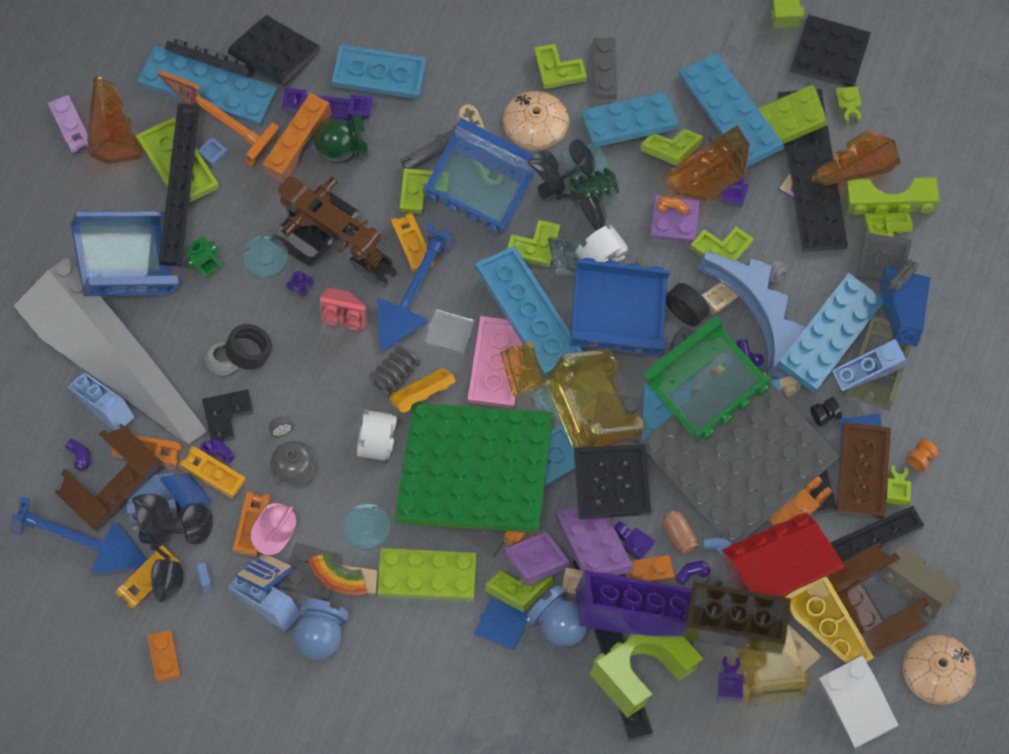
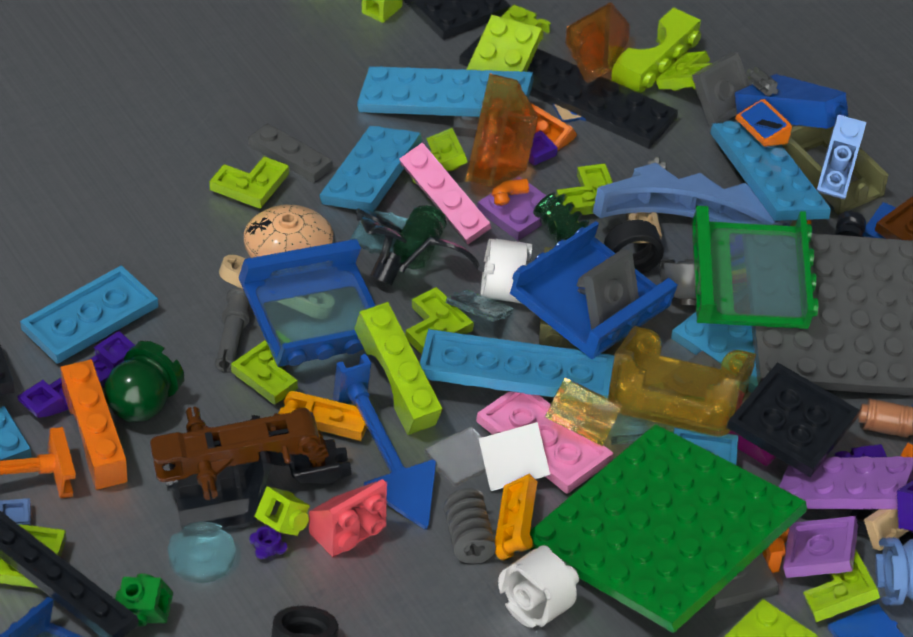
camera: 50 degrees left, 20 degrees down
(317, 274) = (290, 516): none -> lime brick
(461, 264) = (412, 393): none -> lime arch
(466, 357) = (513, 455): none -> white sticker
(616, 315) = (609, 287): none -> dark grey tile
(640, 173) = (445, 193): none -> bright pink plate
(675, 253) = (558, 216): none -> clear green piece
(761, 184) = (553, 128): none -> orange slope
(867, 302) = (765, 124): none -> slope

